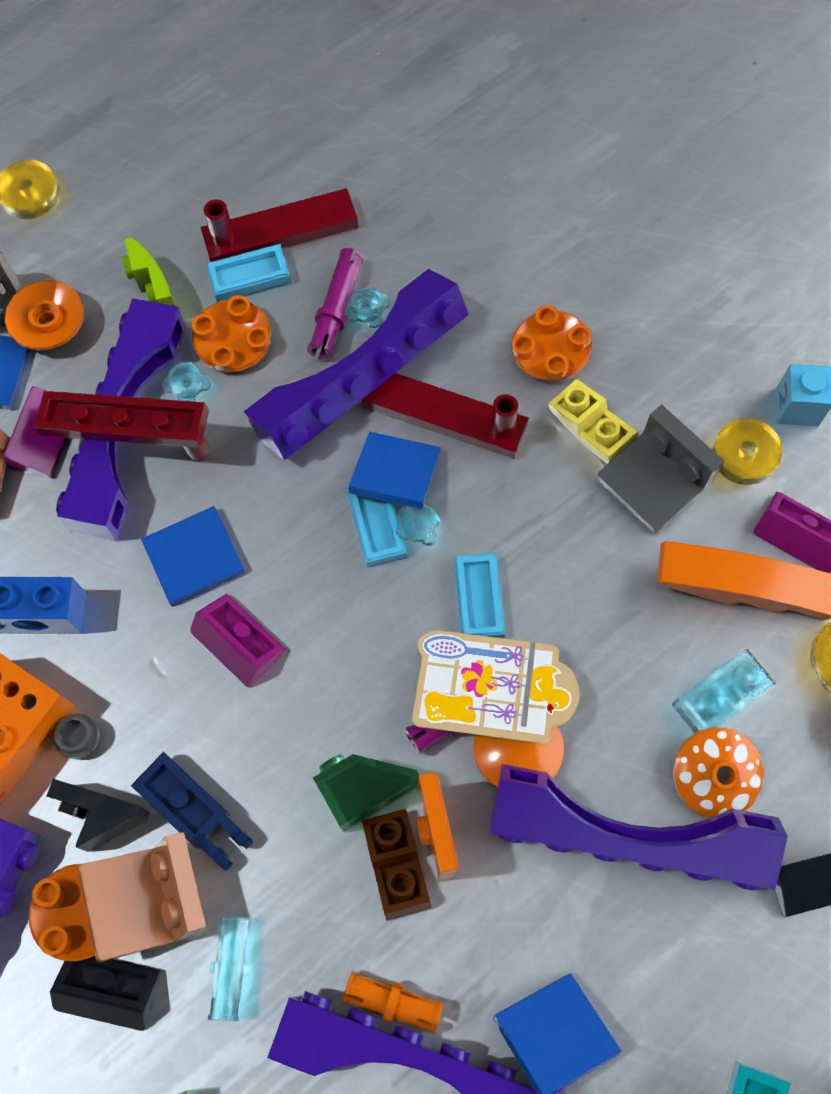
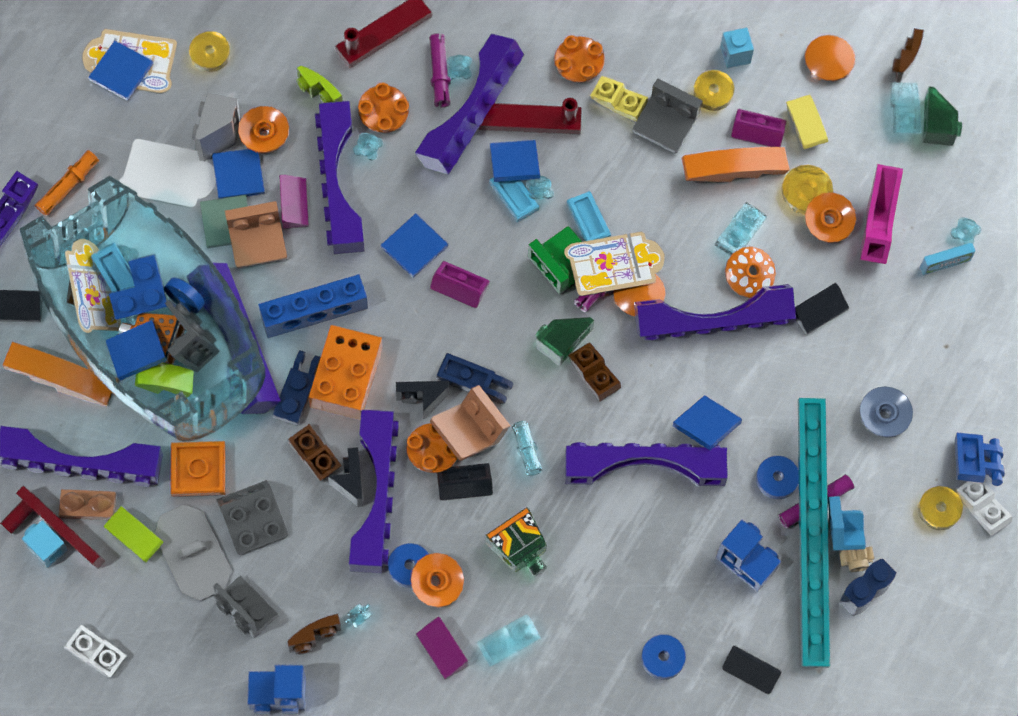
camera: 25 degrees left, 0 degrees up
(76, 736) = (392, 361): dark grey plate -> none
(125, 420) = (349, 177): dark red piece -> none
(248, 272) = (376, 66): medium azure tile -> none
(392, 1002) = (618, 436): orange pin -> none
(394, 647) = (552, 261): none -> green bracket
(435, 827) = (611, 341): orange plate -> none

